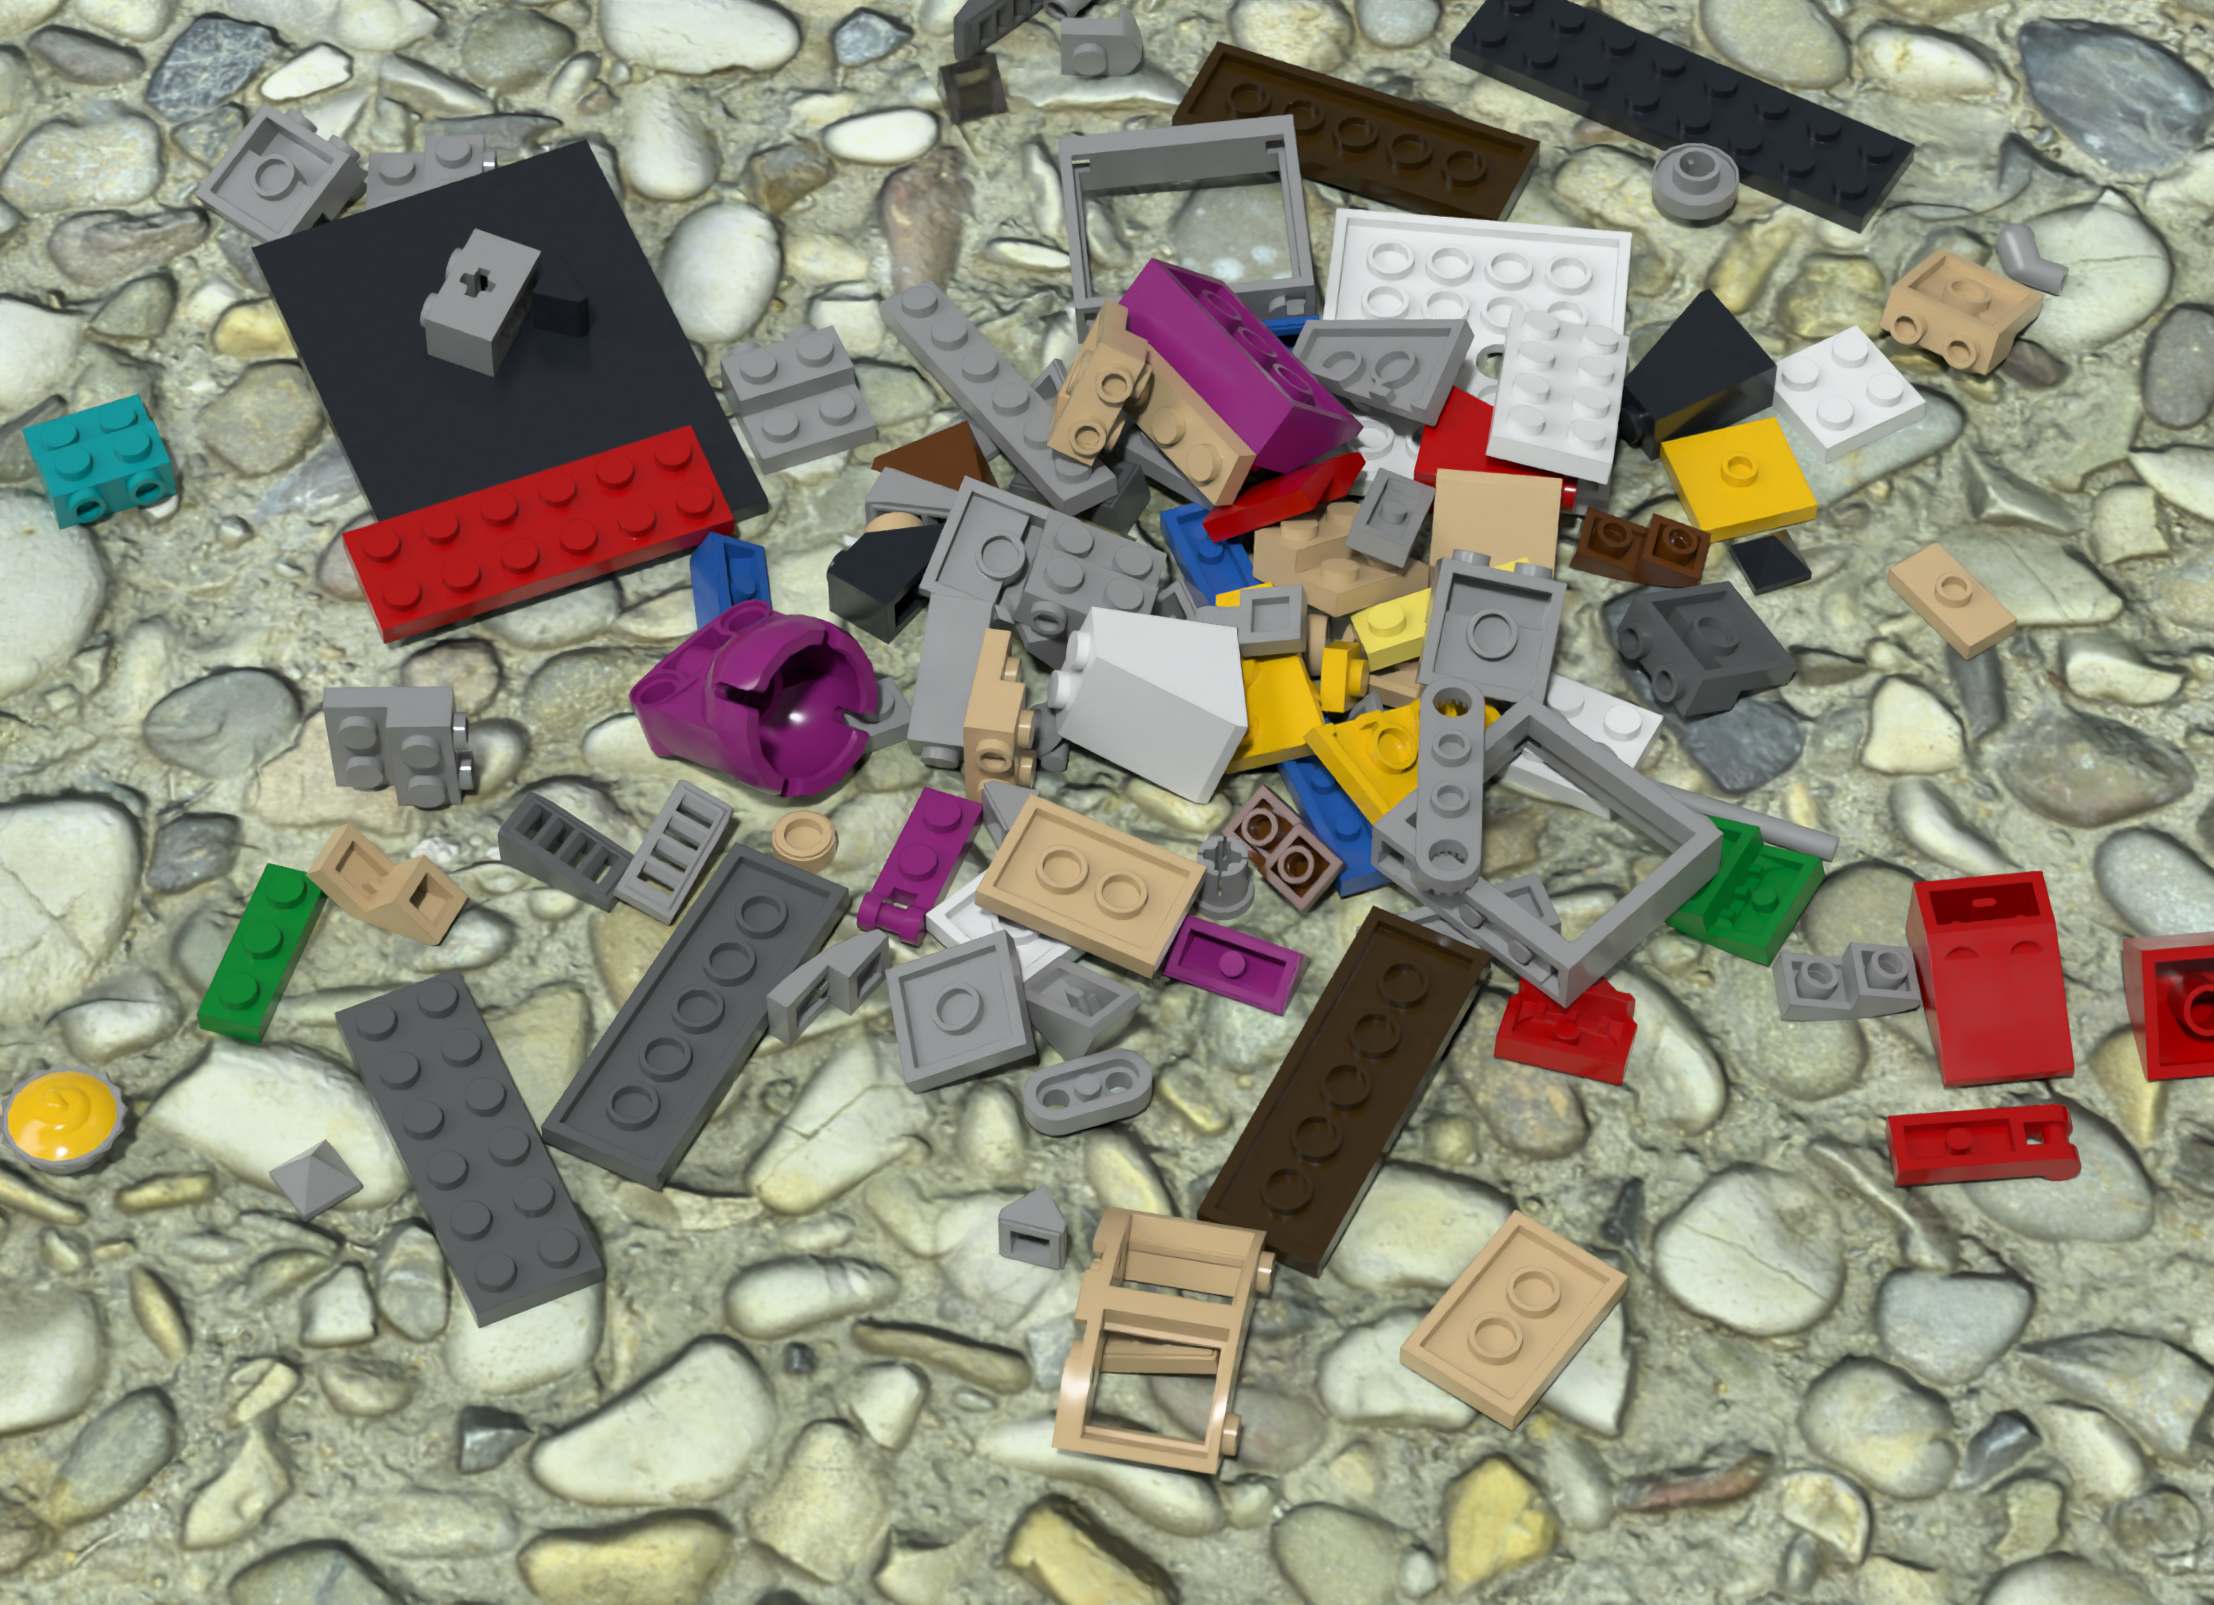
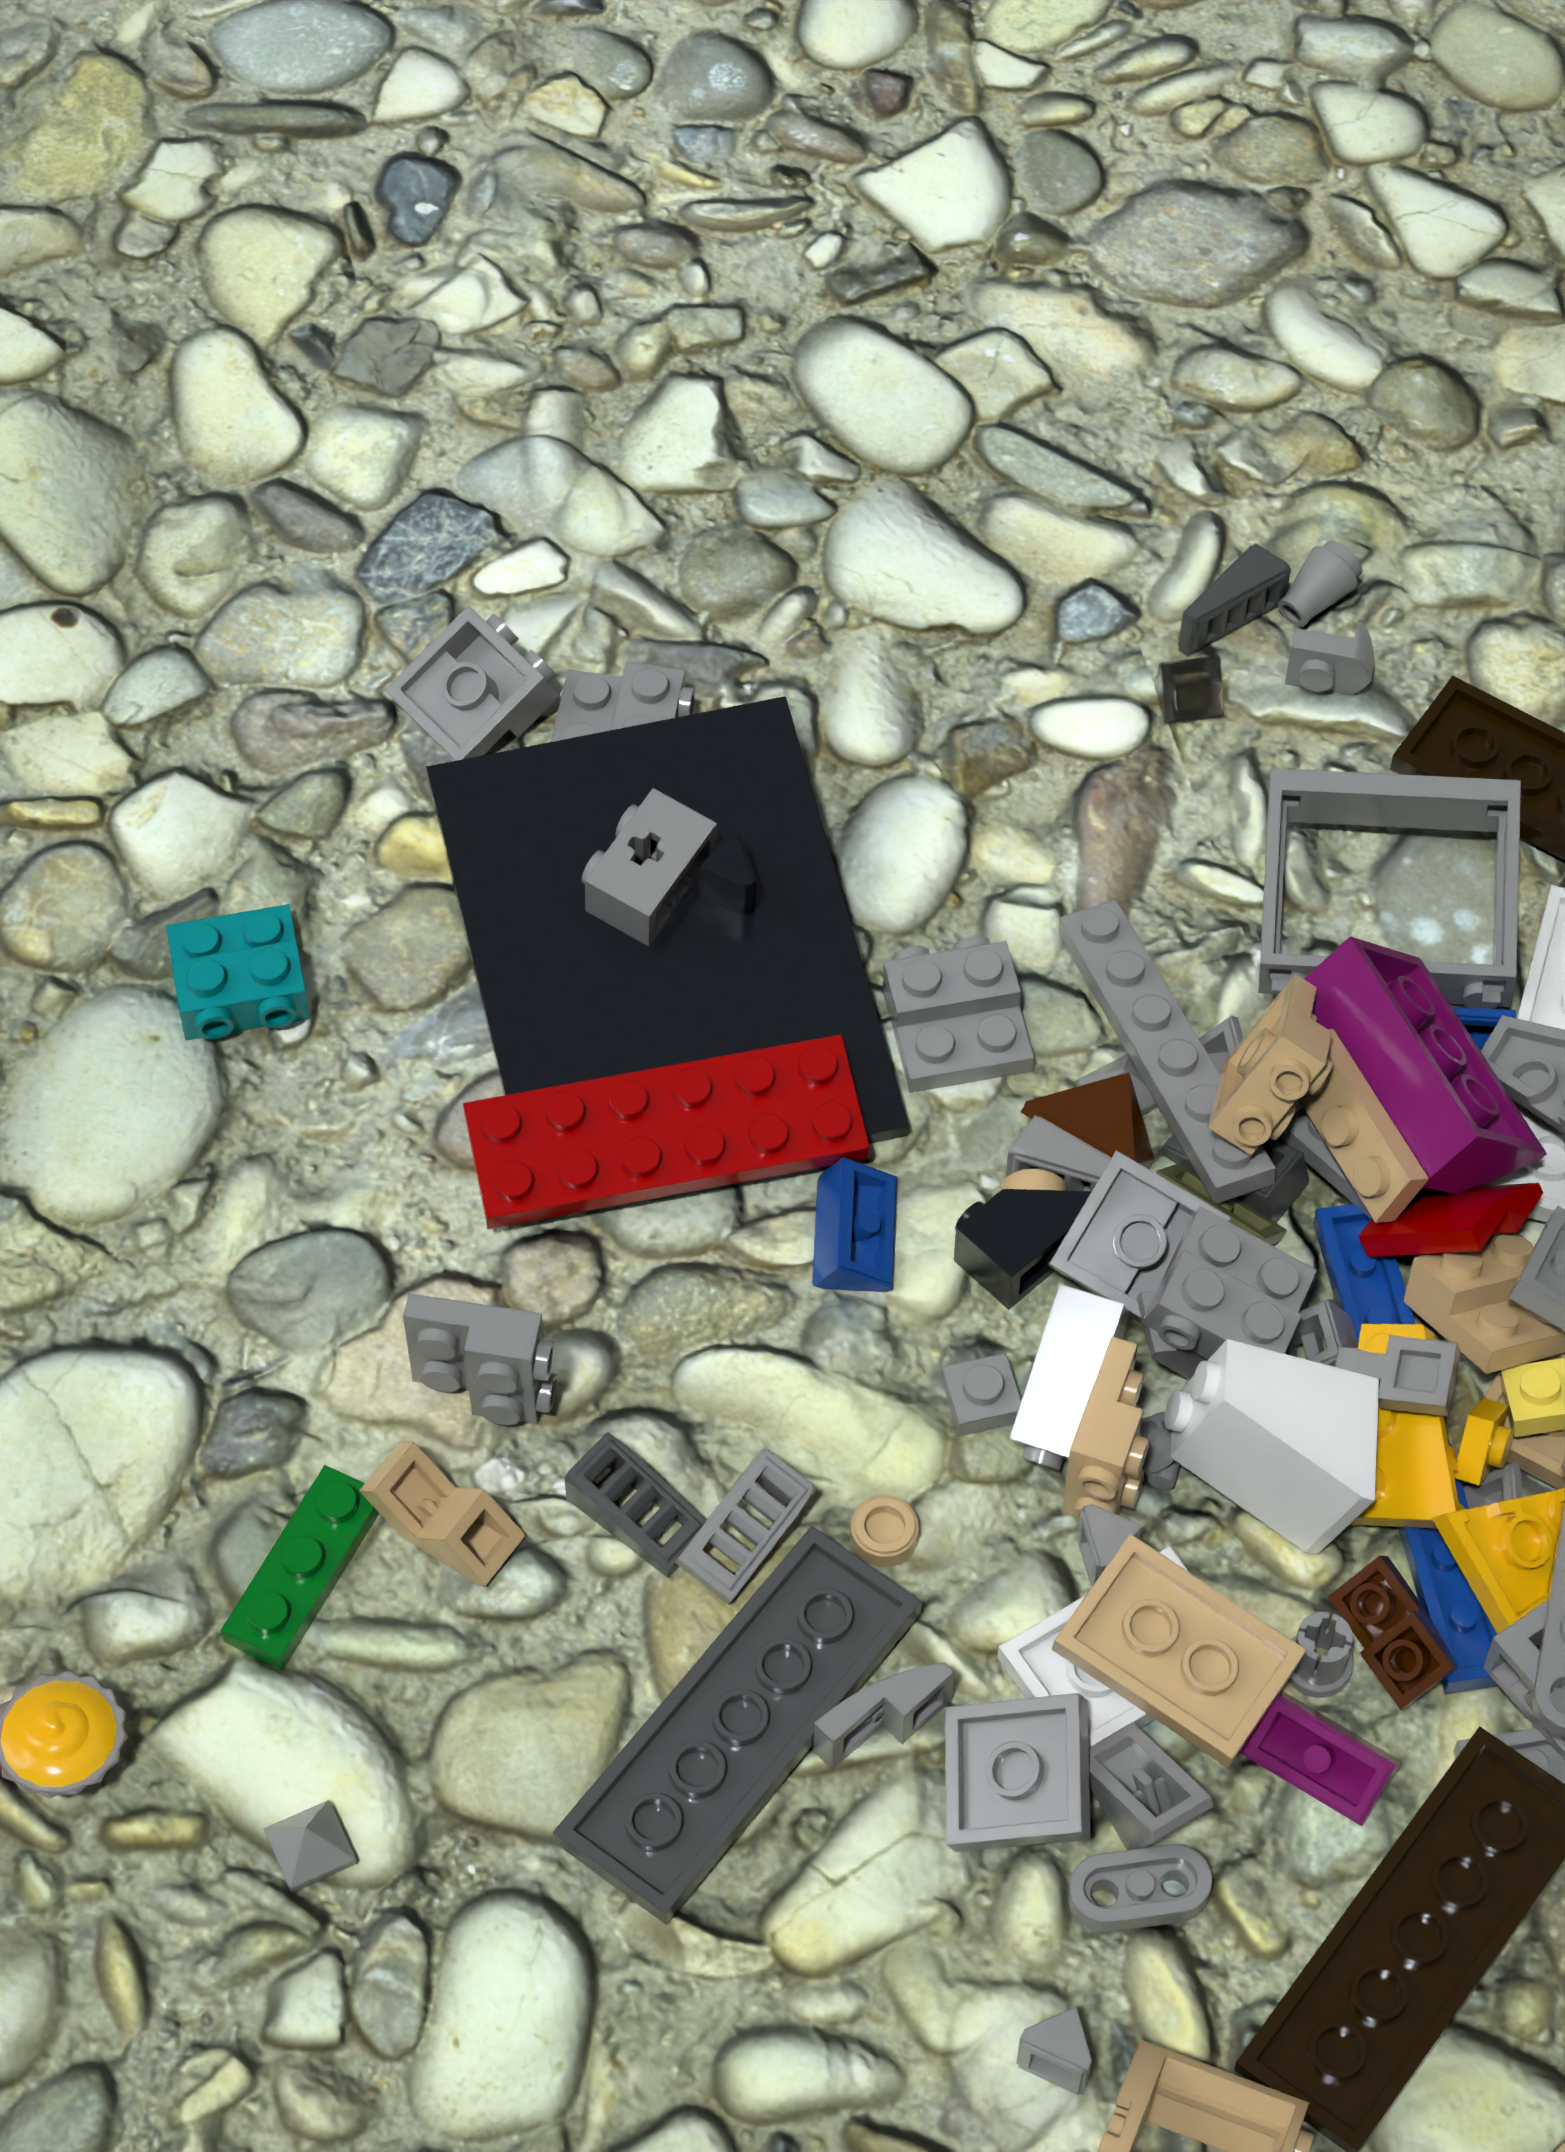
camera: 10 degrees right, 5 degrees up
(469, 1148) = (476, 1839): dark grey plate -> none
(761, 700) = (862, 1367): magenta piece -> none
(921, 865) = (1003, 1581): magenta plate -> none
(1318, 635) = (1464, 1392): tan tile -> none

